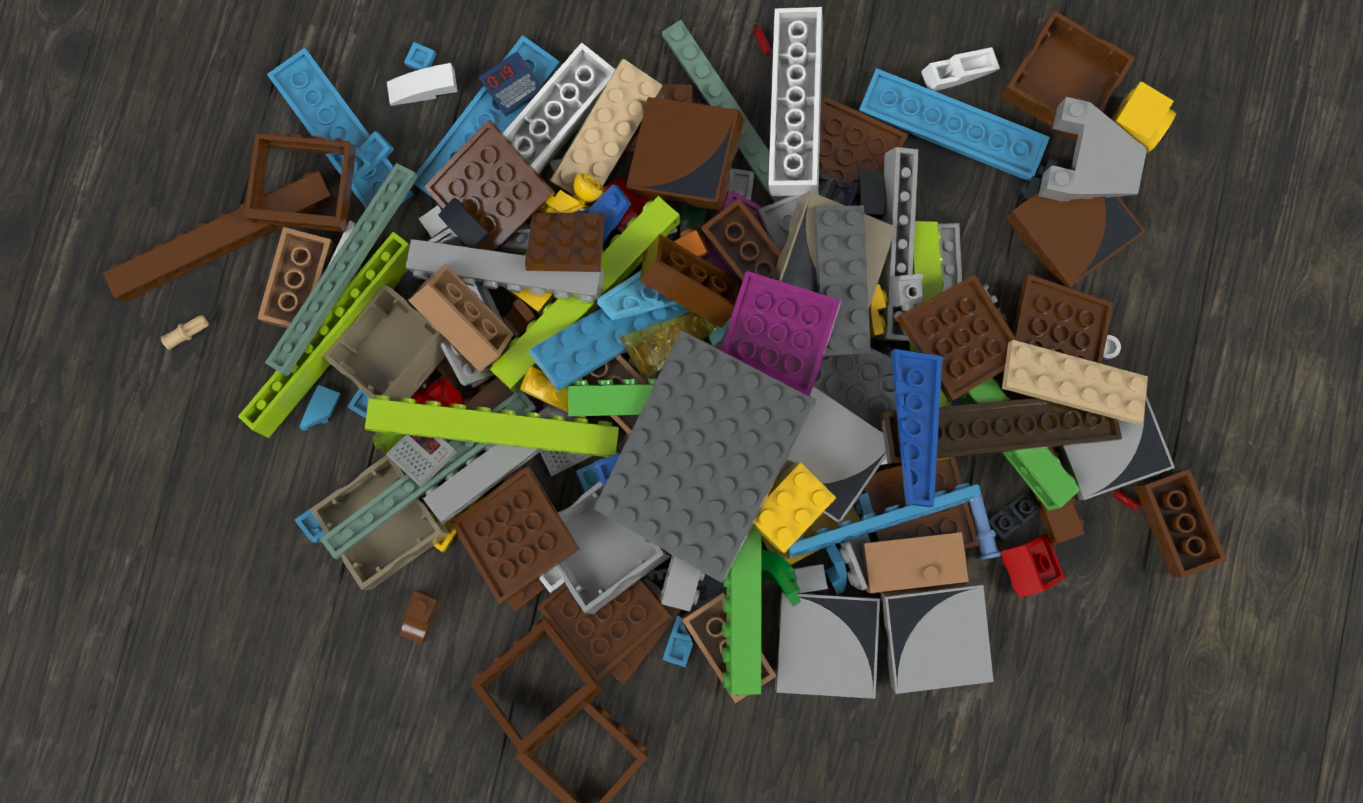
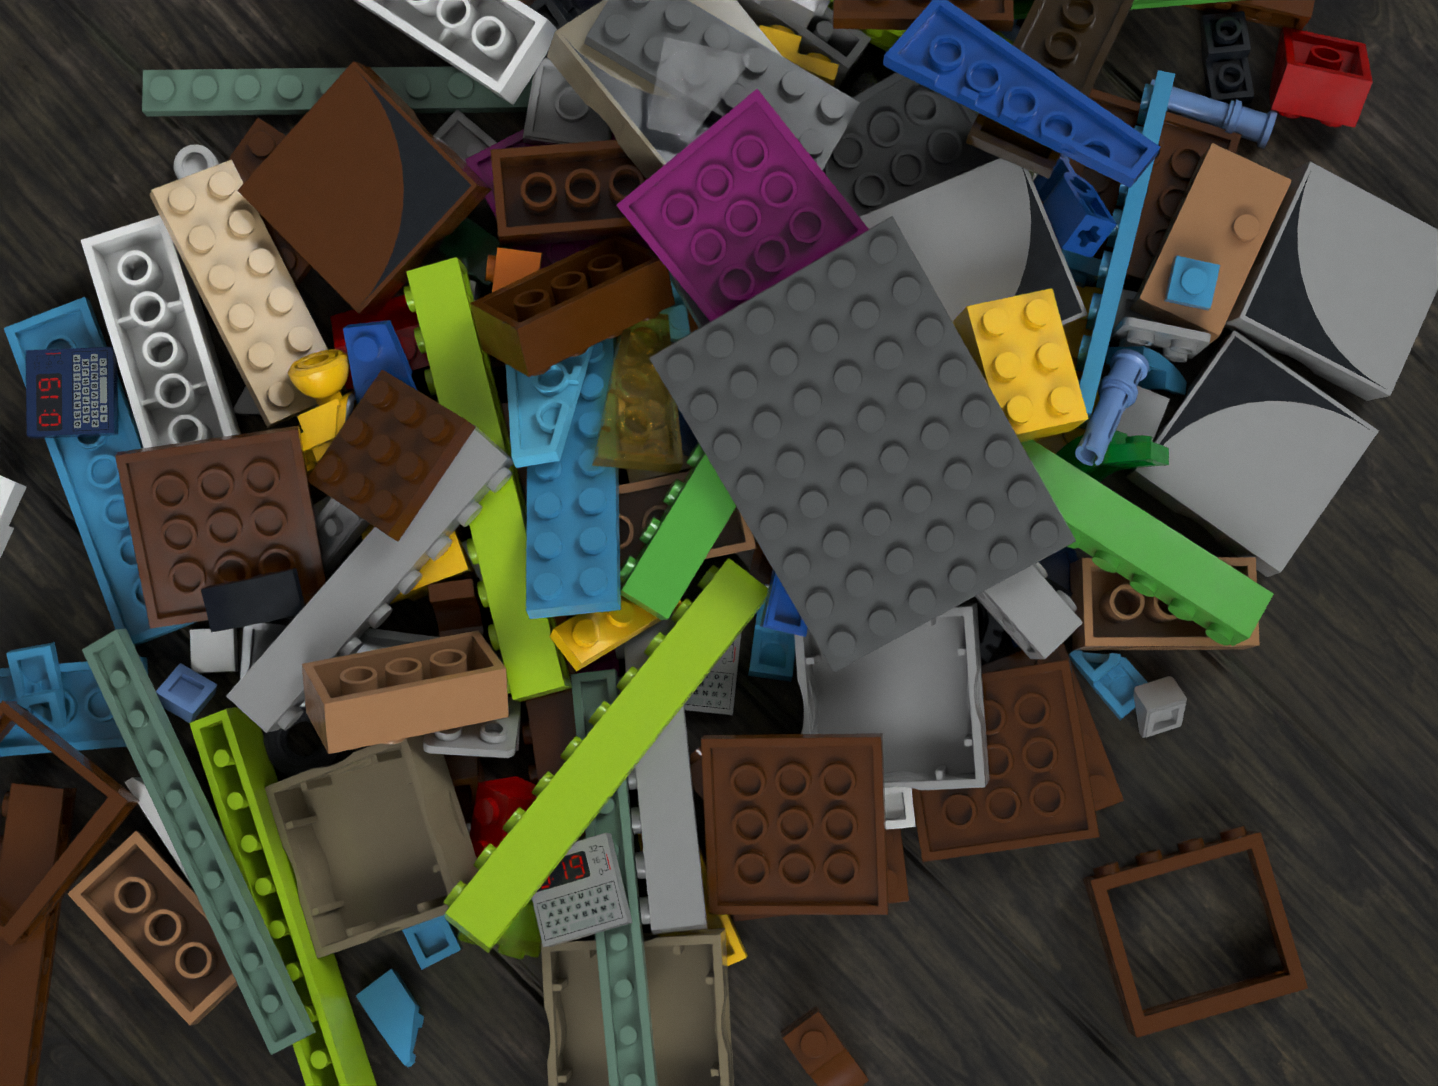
camera: 60 degrees left, 0 degrees up
(407, 221) = (186, 693): none -> medium blue tile
(560, 715) = (1118, 927): reddish brown window -> none
(653, 69) = (192, 160): none -> white tile
(679, 673) = (1159, 706): none -> light grey slope
(811, 561) = (1115, 393): none -> medium blue pin
(823, 269) = (691, 85): none -> clear wing
(884, 487) = (1074, 210): none -> blue piece
(886, 564) = (1192, 283): none -> dark azure plate

